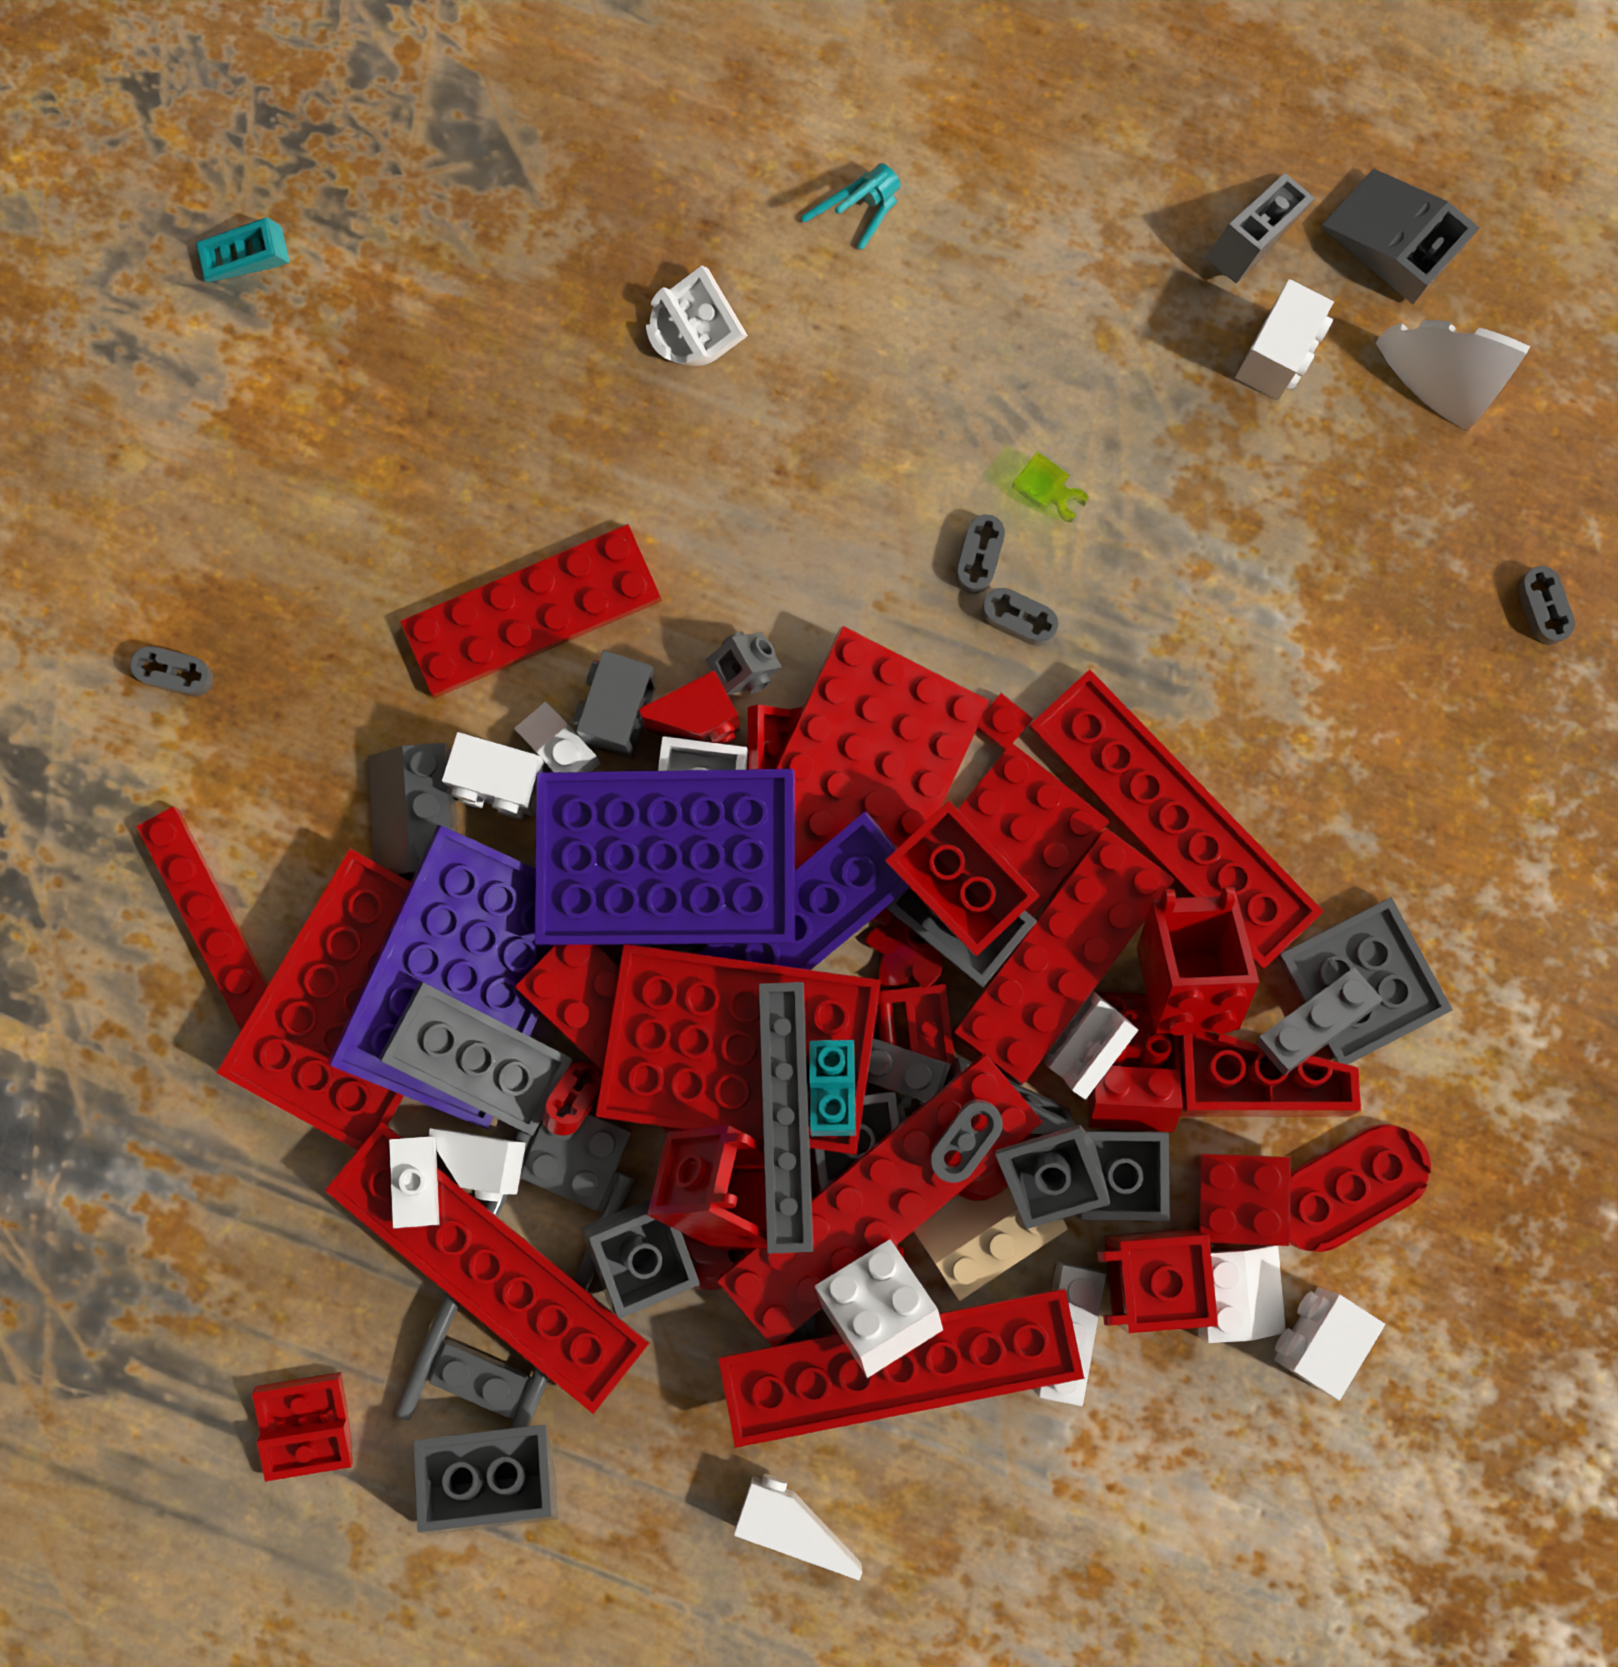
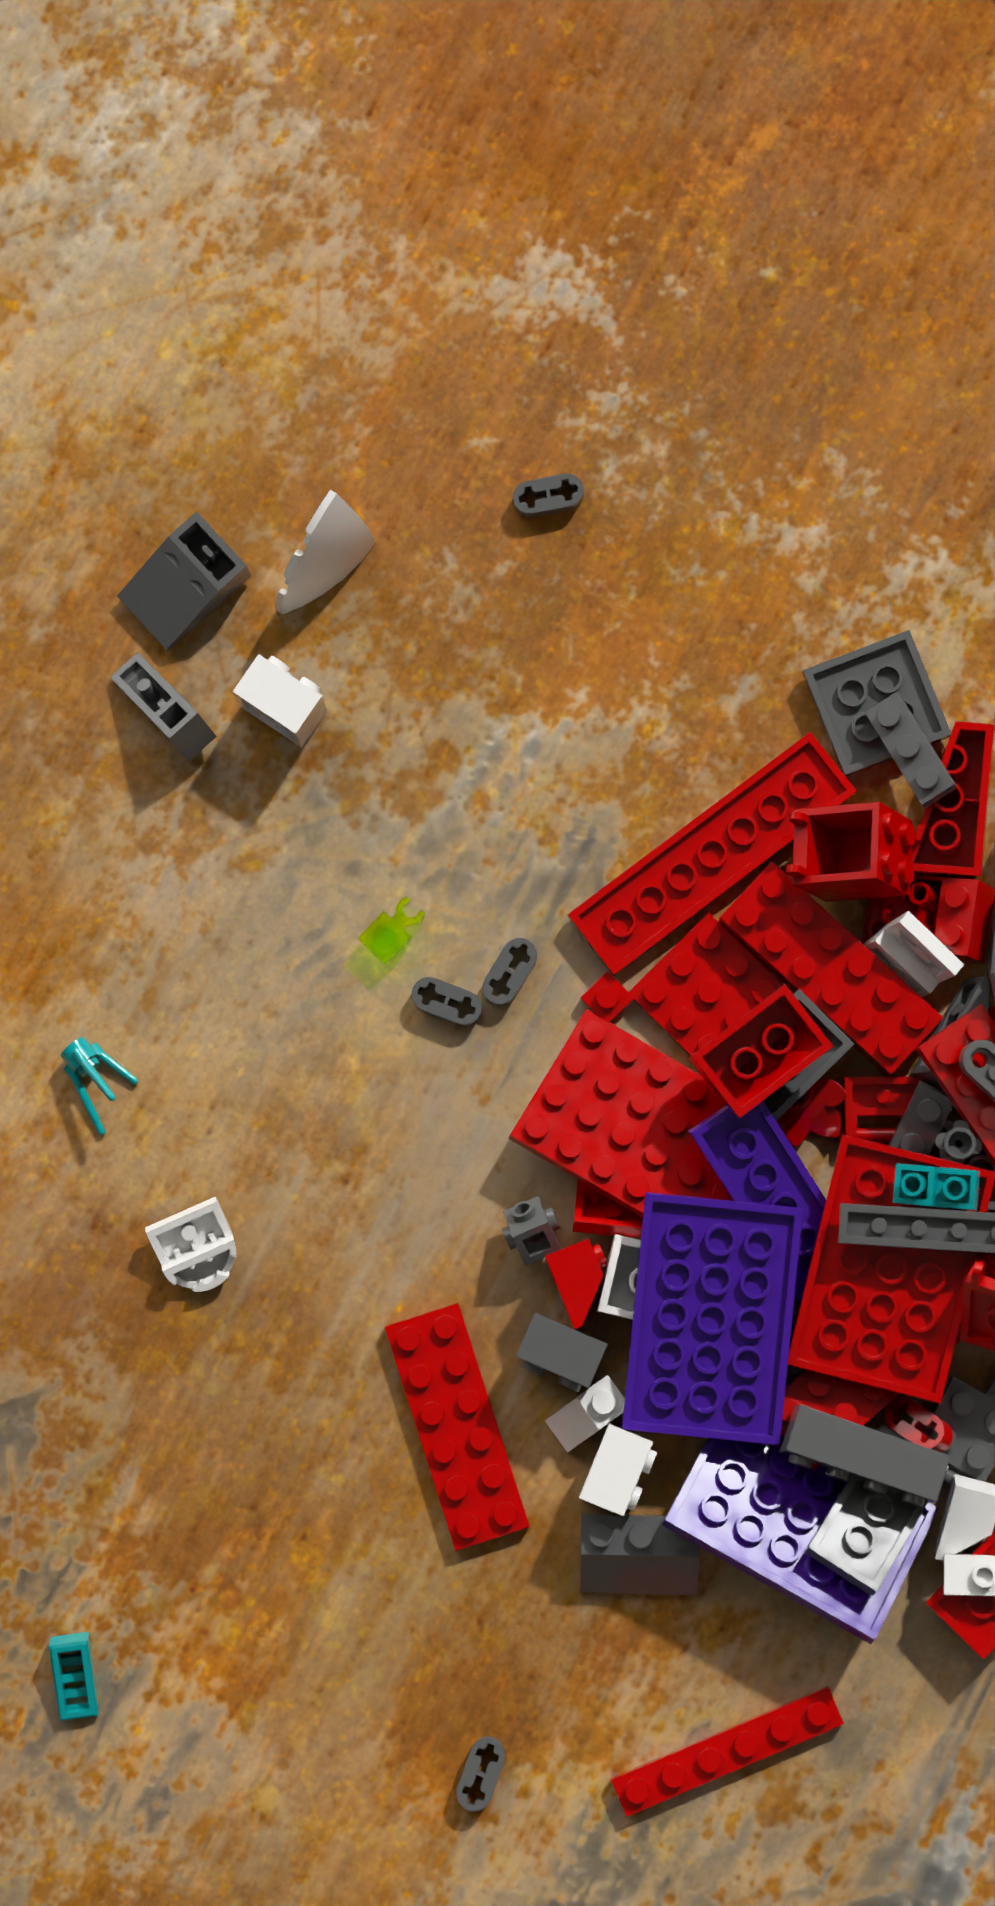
camera: 70 degrees left, 0 degrees up
(307, 1003) = (809, 1657): red plate -> none
(531, 1038) = (864, 1454): none -> dark grey brick
(897, 1111) = (959, 1132): none -> dark grey plate

